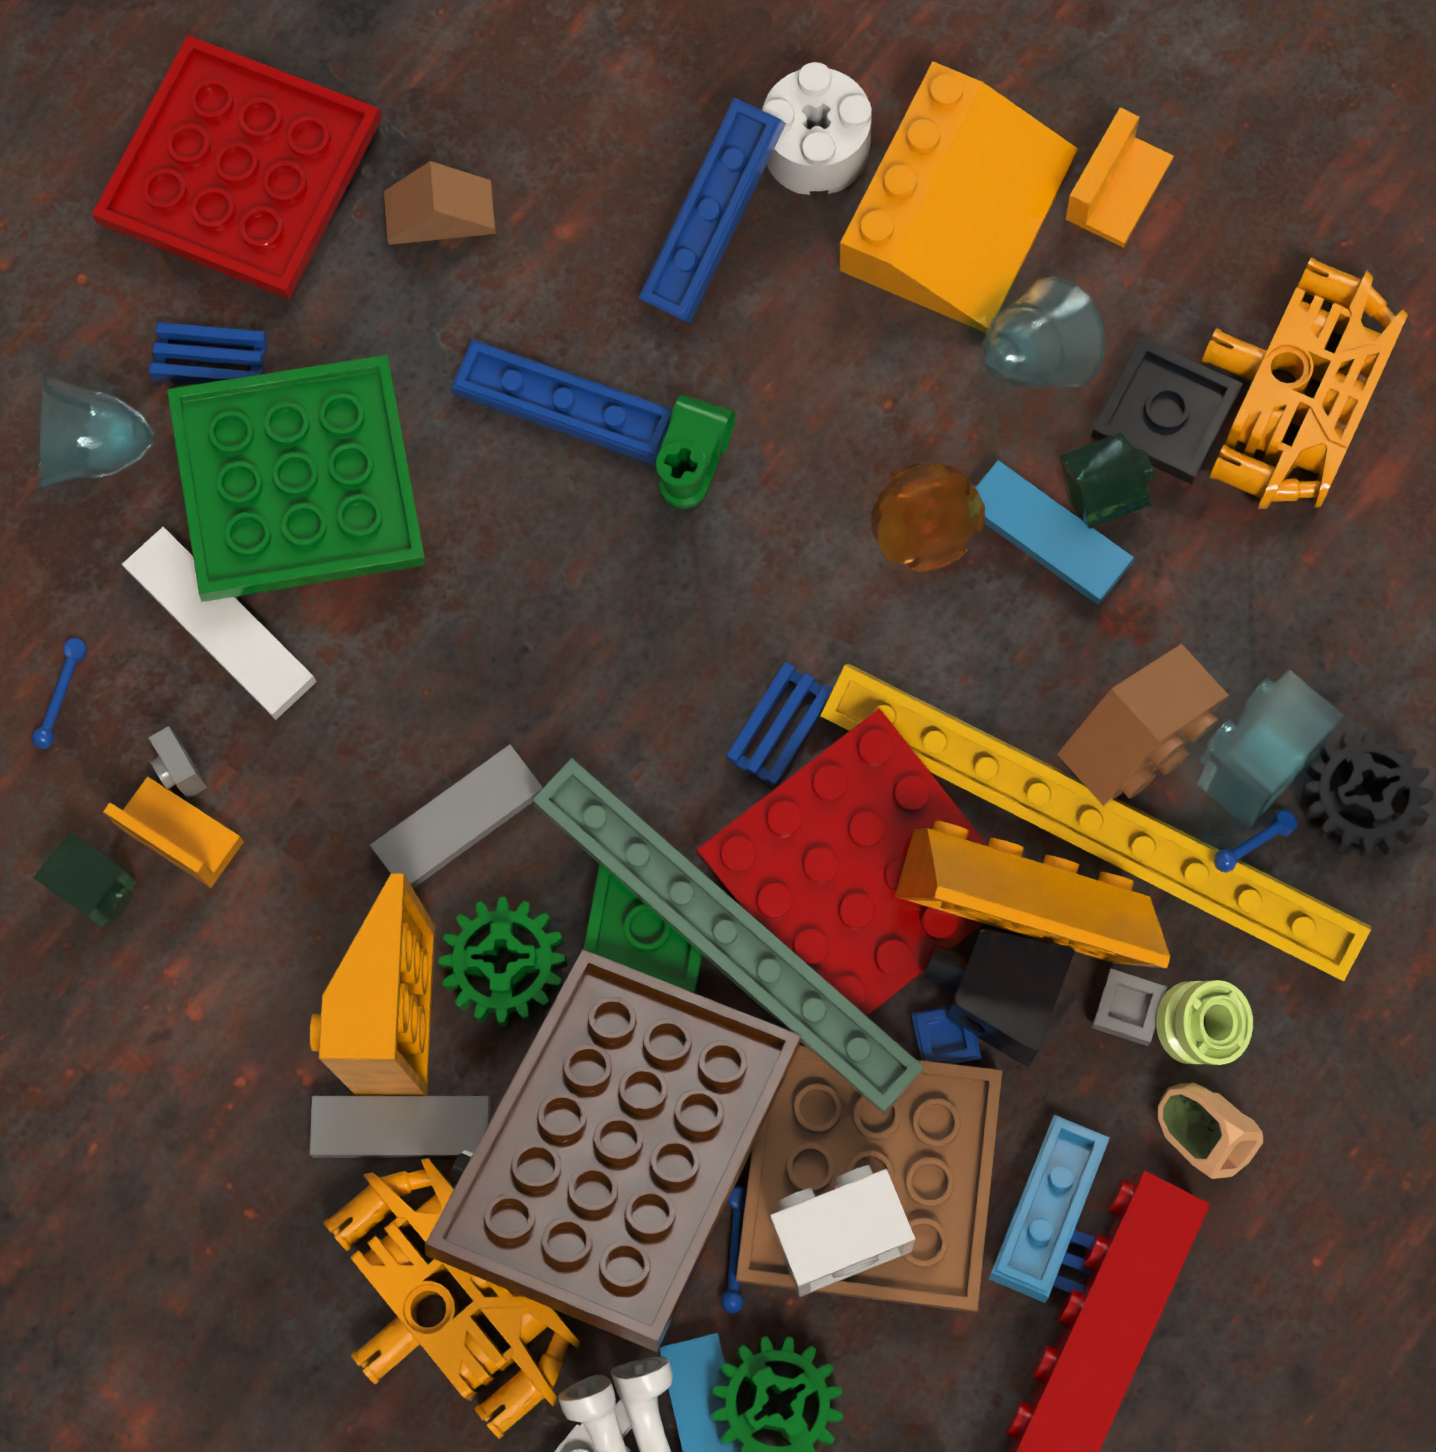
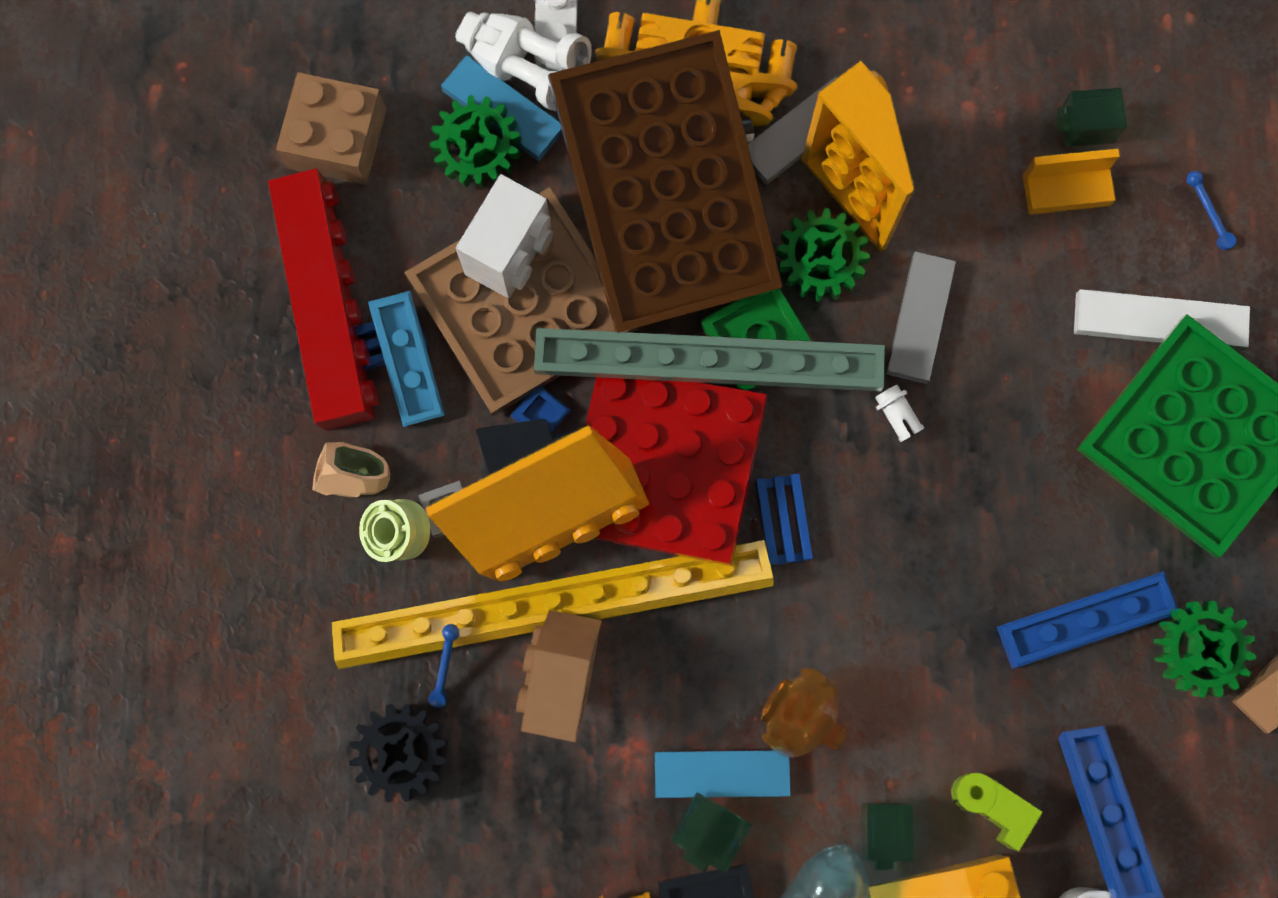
camera: 135 degrees right, 5 degrees up
(174, 764) = (1106, 218): light grey plate -> none
(506, 295) = (1224, 652): none -> green gear
(568, 736) = (898, 409): none -> white pin
(693, 444) = (984, 653): green piece -> none
(732, 1299) = (545, 181): blue hinge -> none
(809, 318) = (997, 804): none -> lime leg
(932, 357) = (887, 834): none -> clear green brick
(1268, 748) = (476, 725): clear light blue brick -> none

